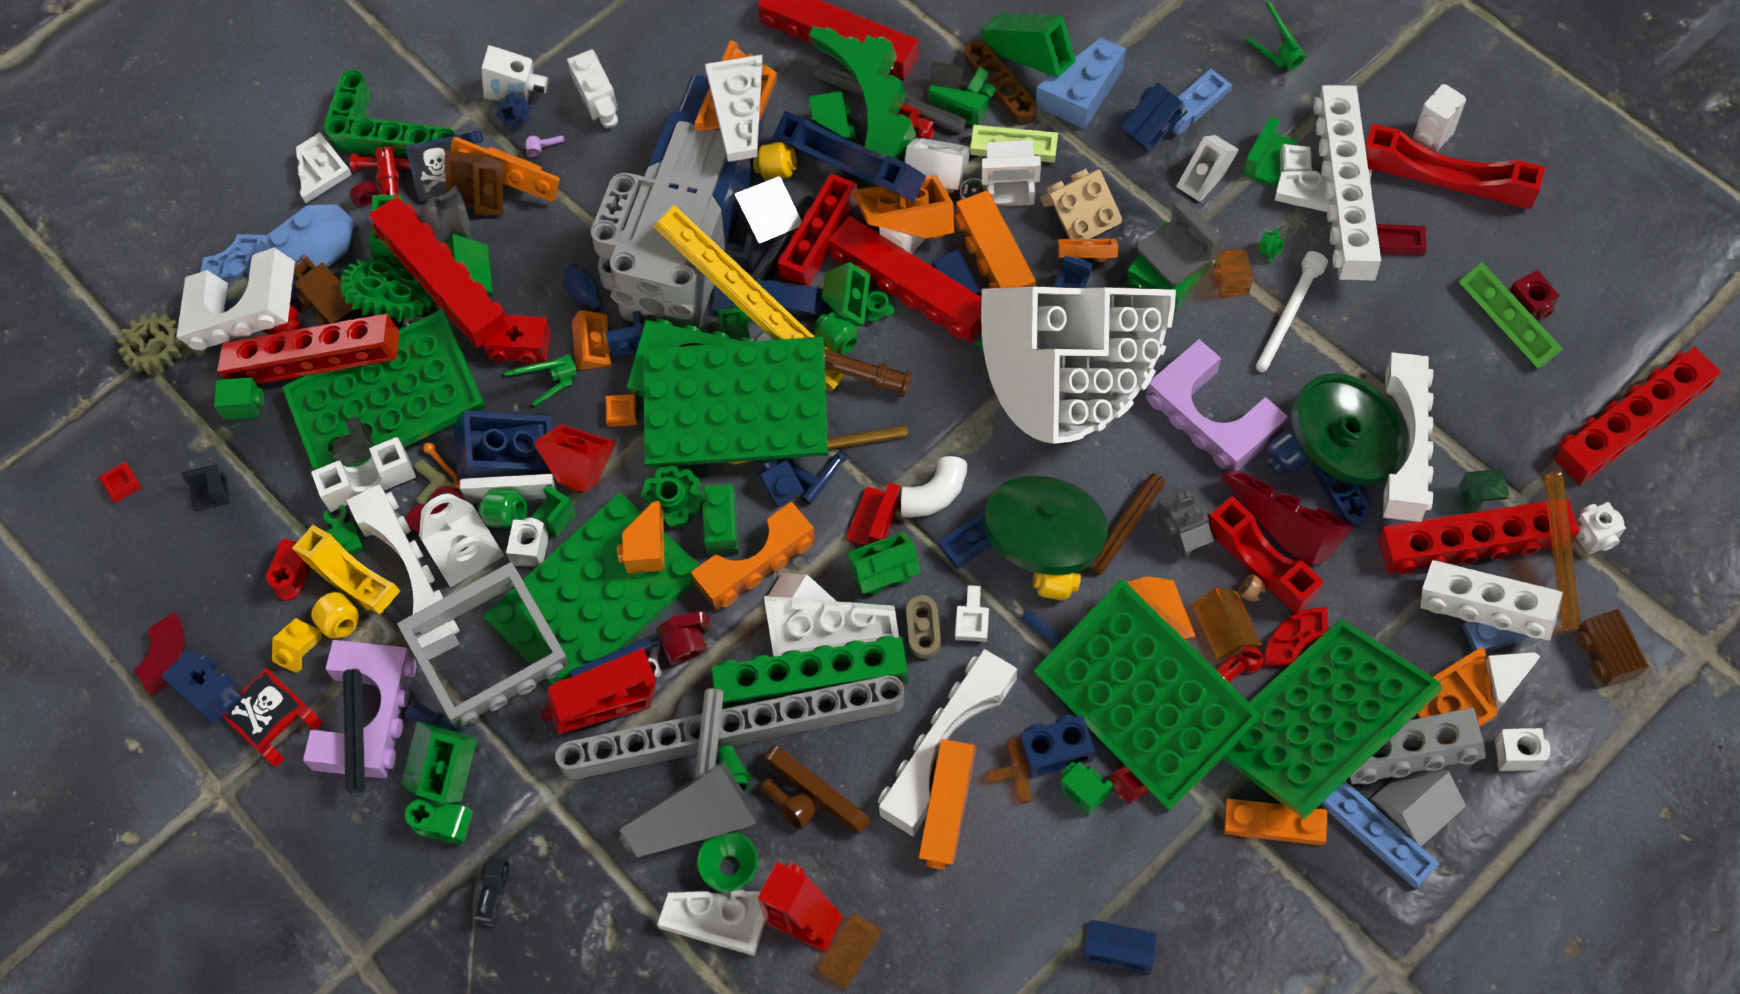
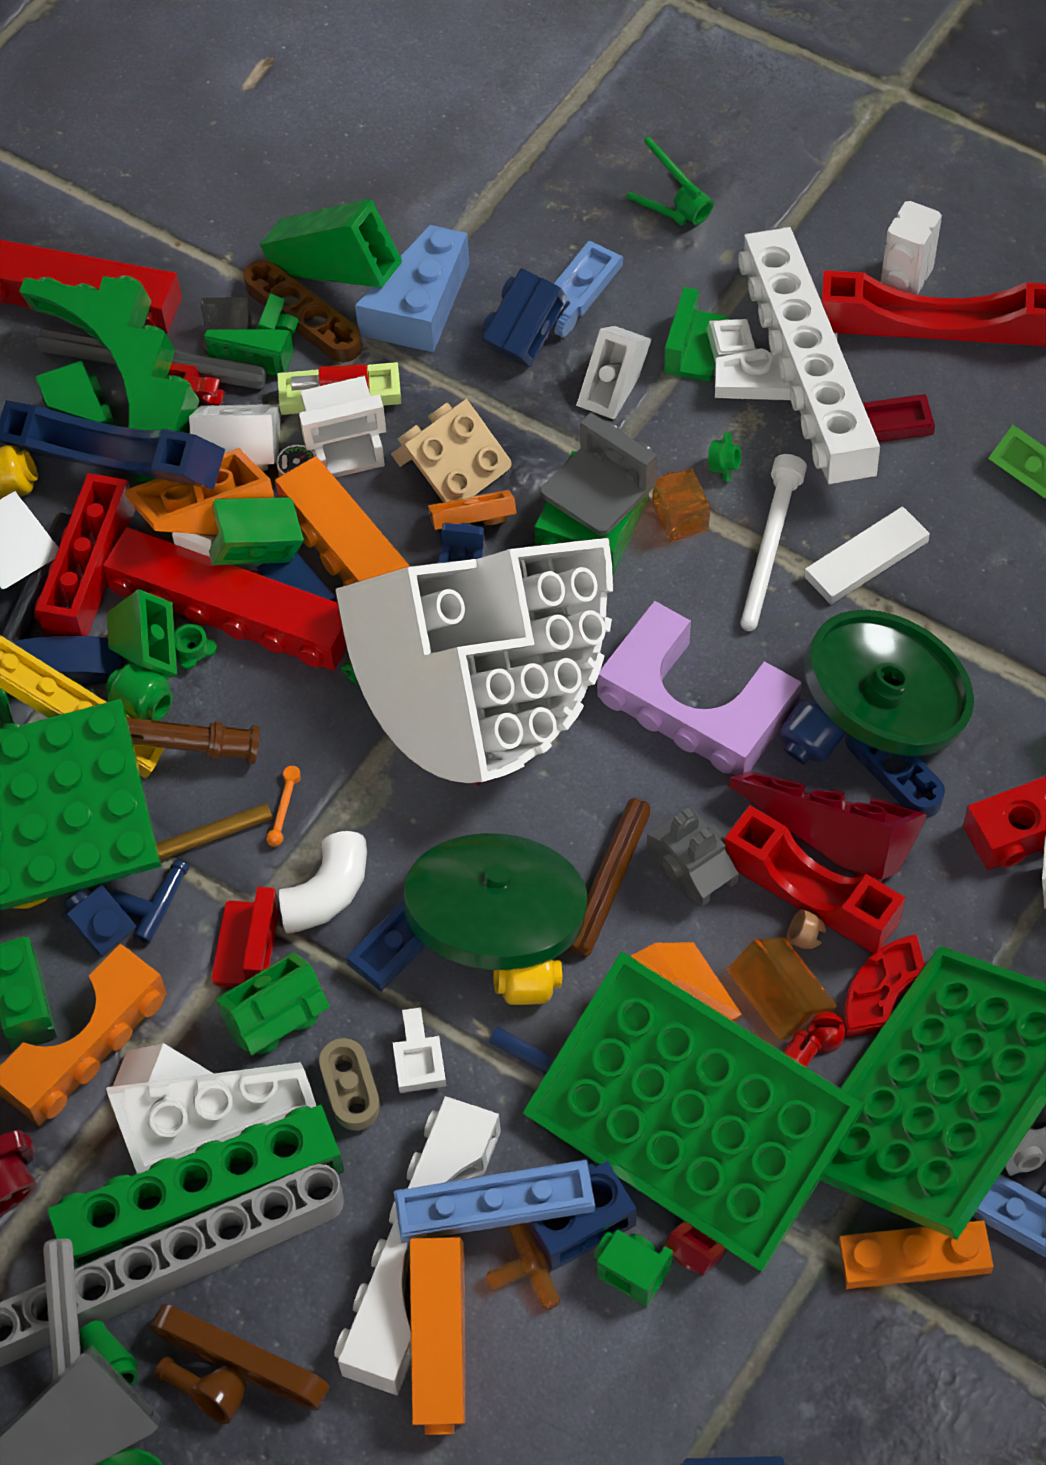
camera: 15 degrees left, 5 degrees down
(926, 410) = (291, 777): none -> orange hinge
(936, 236) = (255, 531): none -> green panel
(1002, 725) = (494, 1201): none -> medium blue tile
(1009, 134) = (330, 375): none -> red piece
(1355, 334) = (866, 555): none -> white tile
(1407, 492) = (988, 750): white arch -> none

